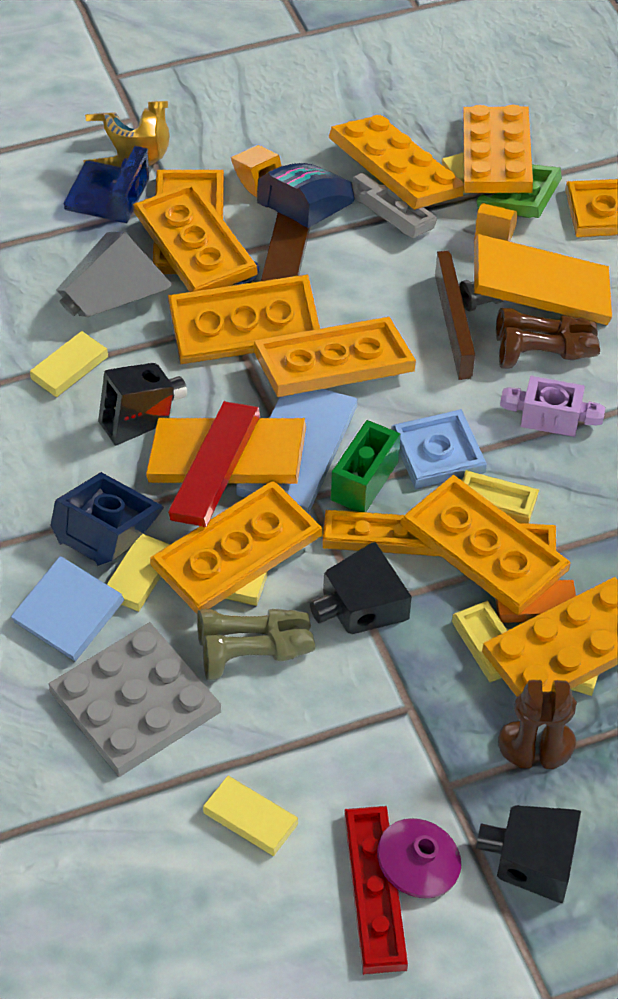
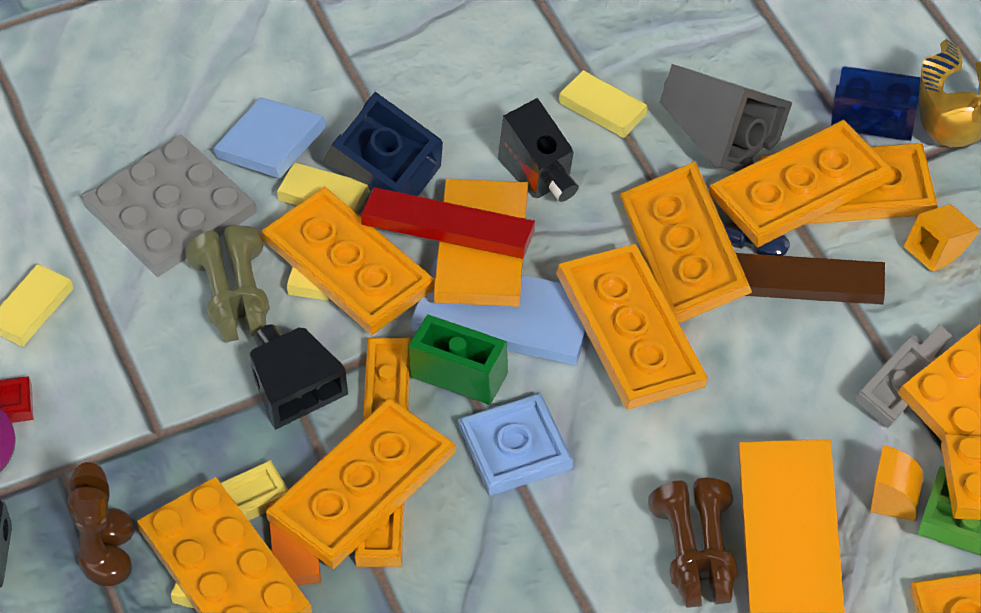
camera: 90 degrees right, 0 degrees up
(304, 192) = (903, 282): dark blue slope -> none
(454, 315) = (716, 443): reddish brown tile -> none
(512, 498) = (444, 505): light yellow tile -> none
(552, 406) = (575, 574): lavender piece -> none

